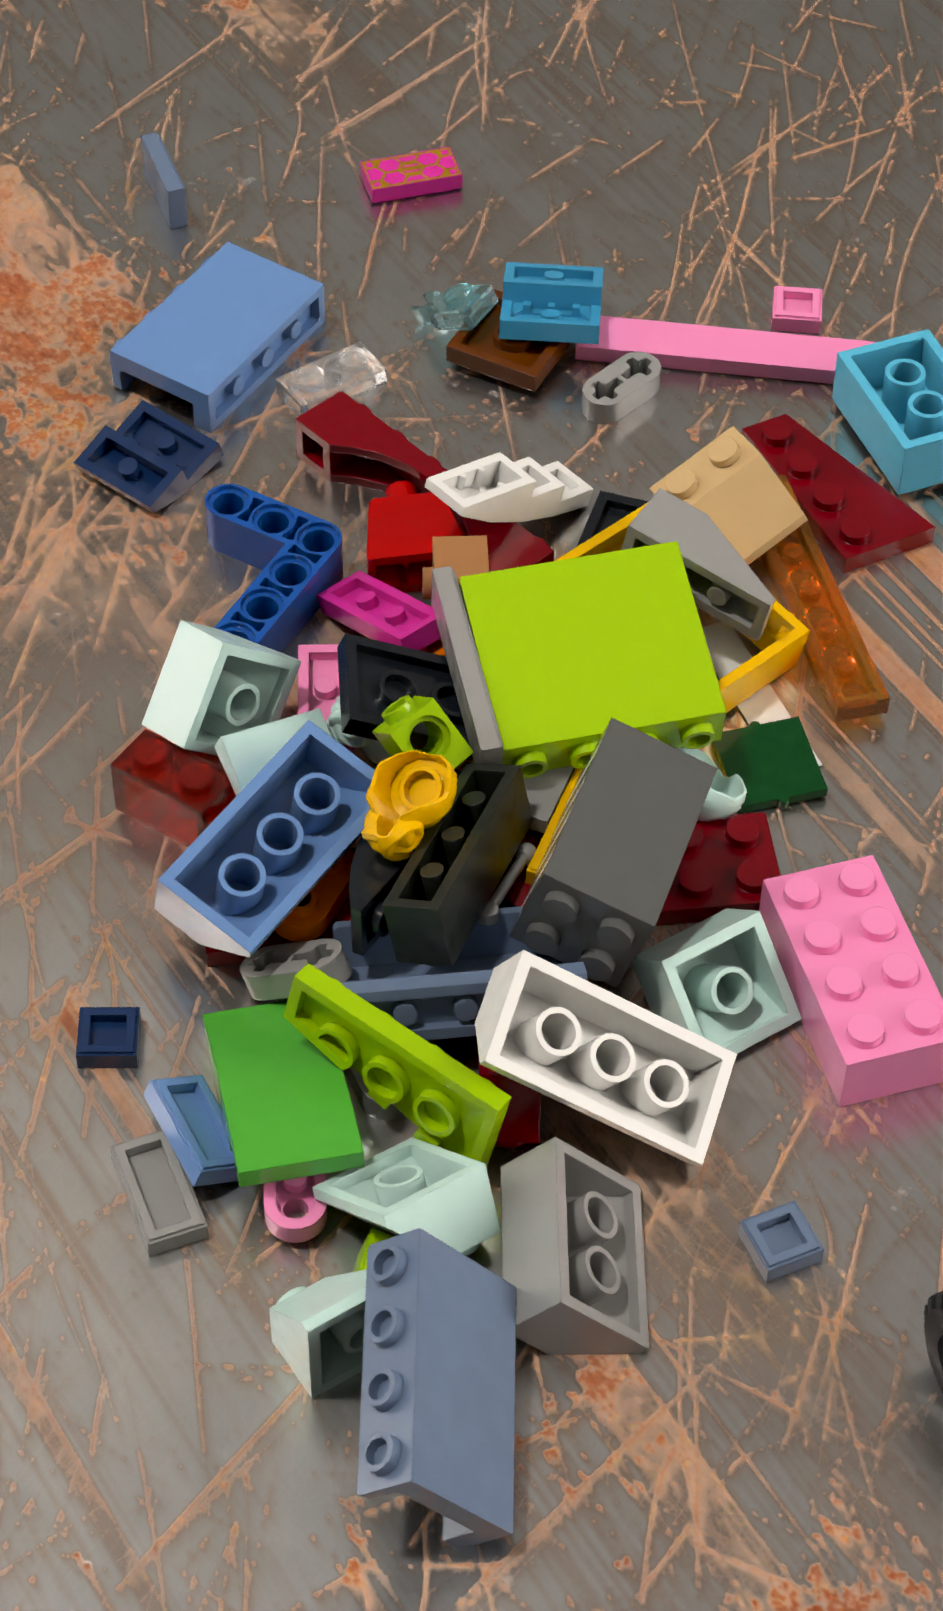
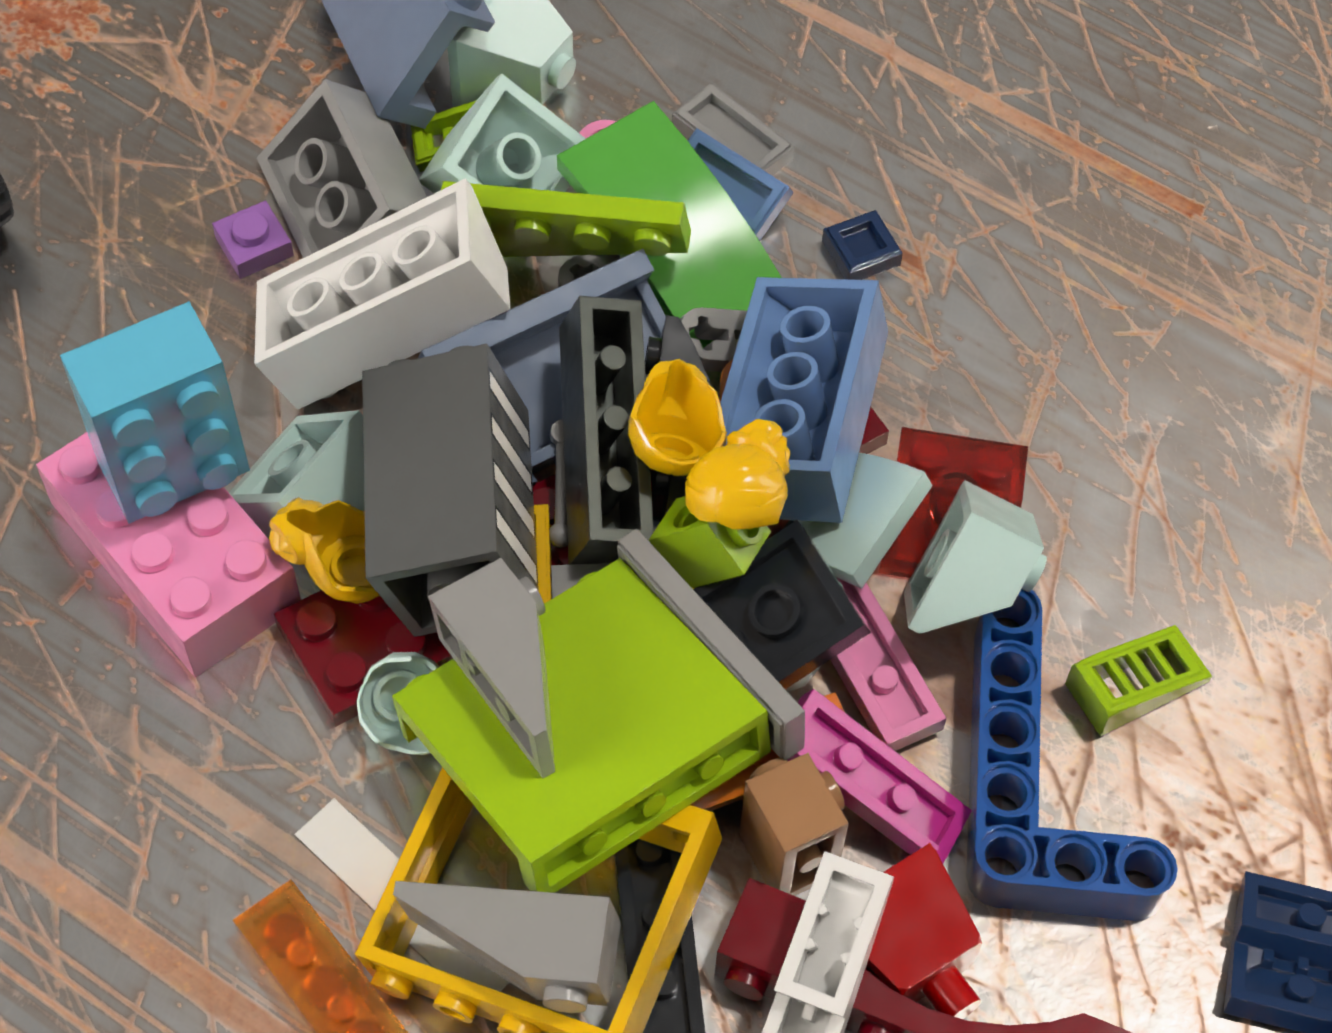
camera: 155 degrees right, 10 degrees up
(151, 624) = (1110, 713): none -> lime slope
(389, 717) = (743, 480): none -> yellow hair
(634, 671) = (498, 642): none -> light grey slope
(685, 1254) = (253, 239): none -> medium lavender plate
(724, 873) = (328, 543): none -> yellow hair
(772, 762) = (352, 801): dark green piece -> none
(780, 1241) = (171, 279): sand blue tile -> none
(850, 920) = (157, 411): none -> medium azure brick

